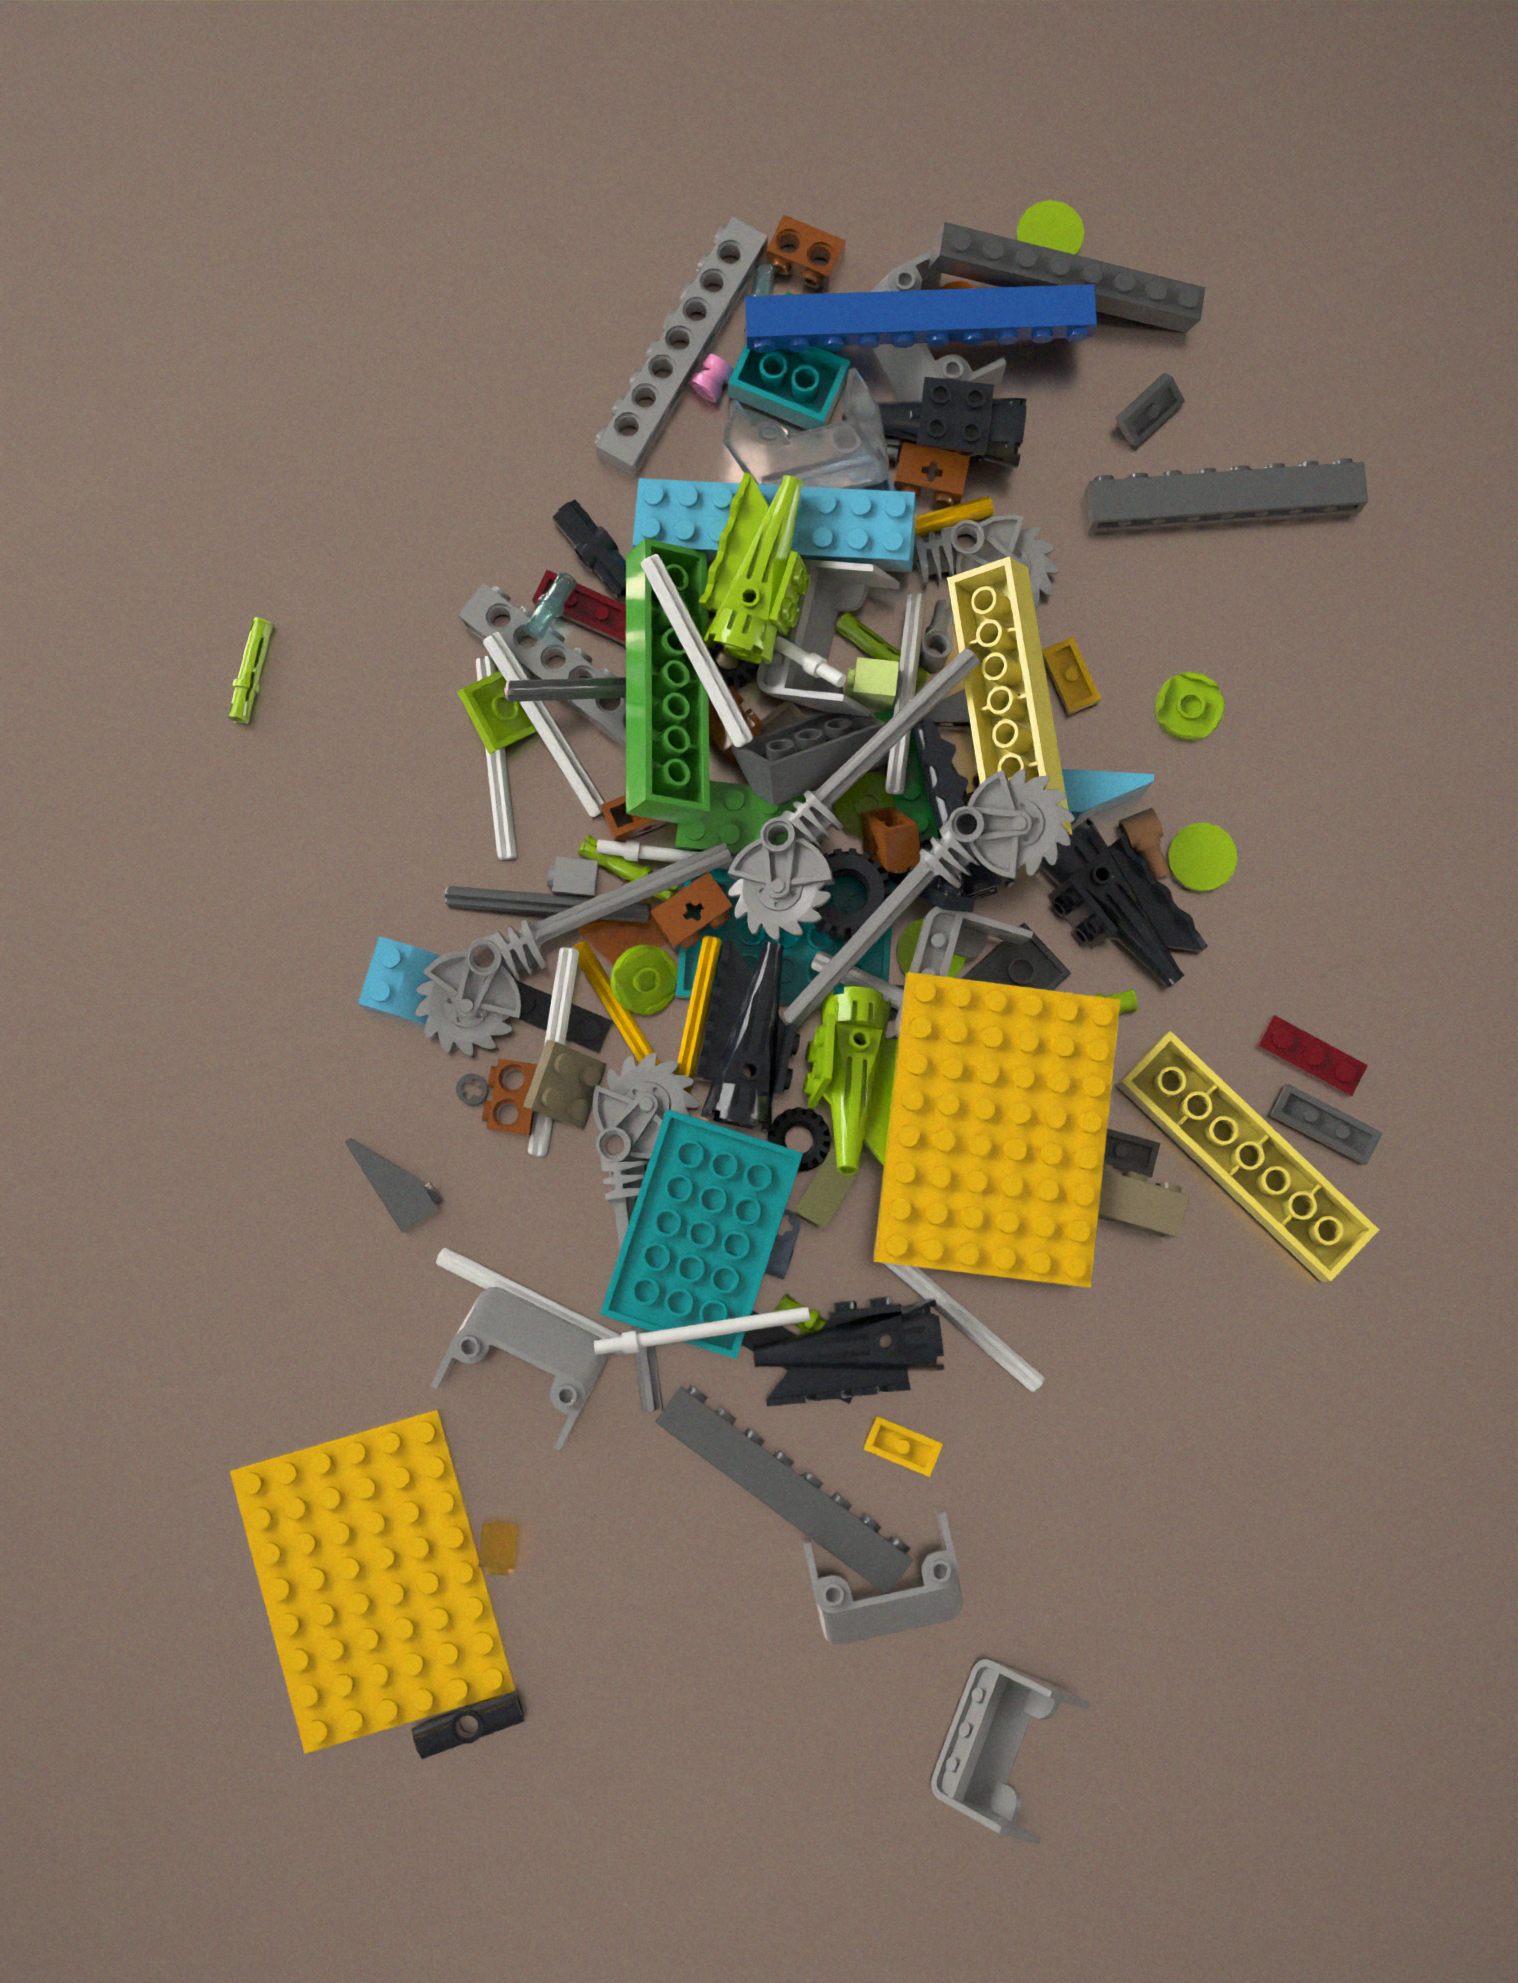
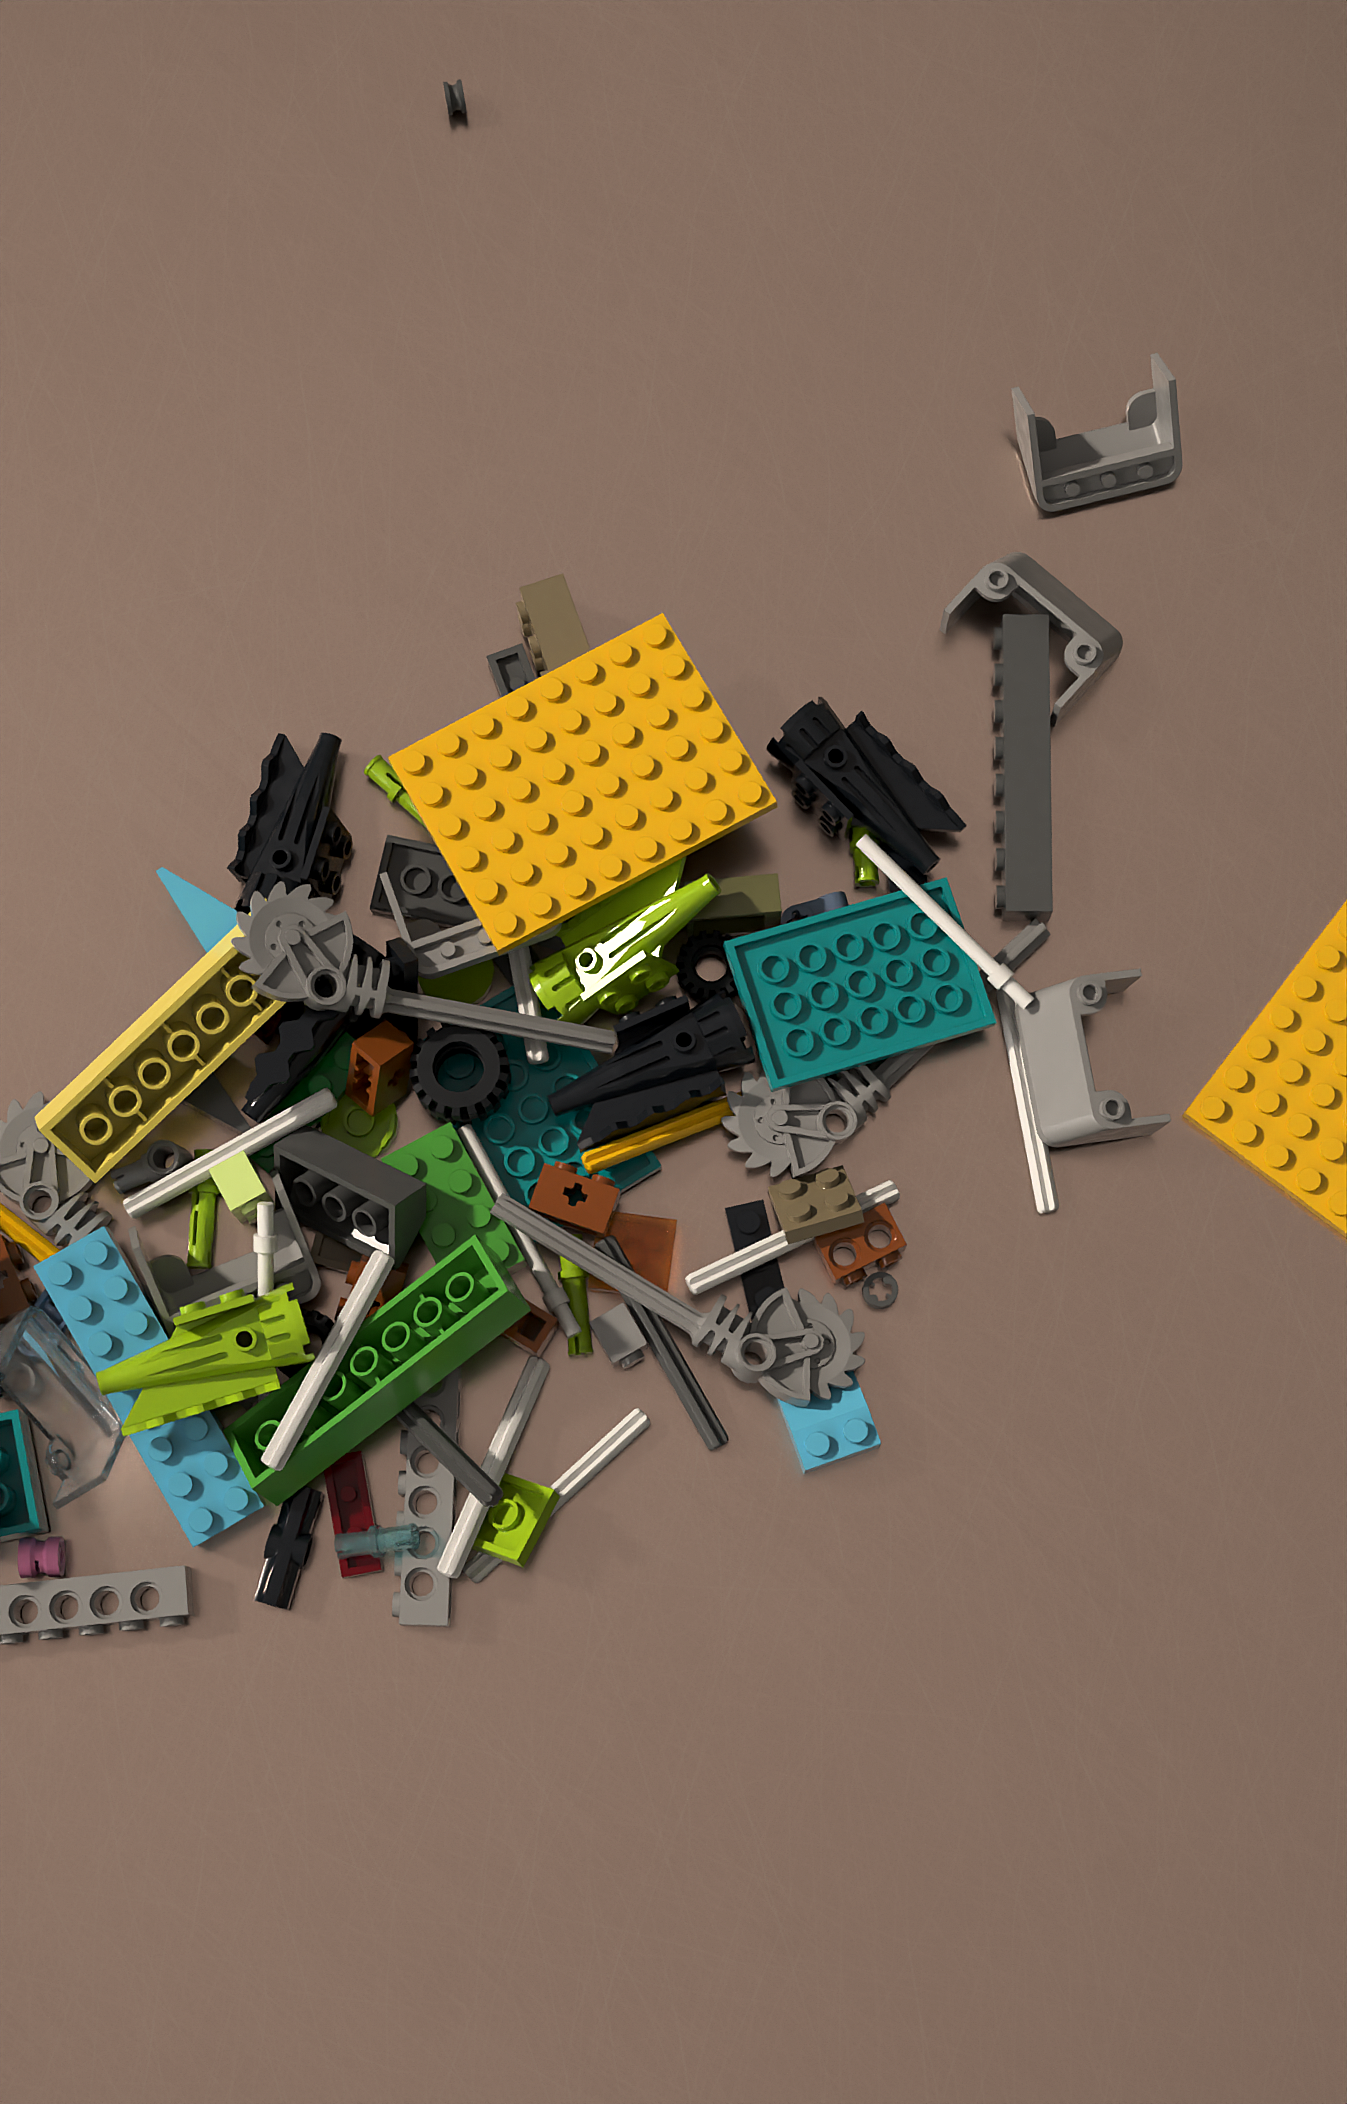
camera: 120 degrees left, 5 degrees down
(247, 683) = (632, 1796): lime pin -> none
(401, 1192) = (1018, 1285): dark grey slope -> none
(499, 1546) = (1258, 972): clear yellow brick -> none
(621, 1017) = (708, 1218): yellow axle -> none
(644, 979) = (667, 1204): lime tile -> none
(785, 881) = (490, 1124): light grey piece -> none
(902, 1446) = (912, 694): yellow plate -> none
(970, 1326) = (766, 706): white axle -> none
(1070, 675) = (107, 1019): yellow plate -> none
(1144, 835) = (211, 858): medium nougat pin -> none
(1189, 706) = (62, 900): lime tile -> none
(1202, 857) = (198, 795): lime tile -> none
(1247, 1157) = (445, 574): light yellow brick -> none
(1312, 1056) = (313, 584): dark red plate -> none
(1325, 1124) = (367, 531): dark grey plate -> none

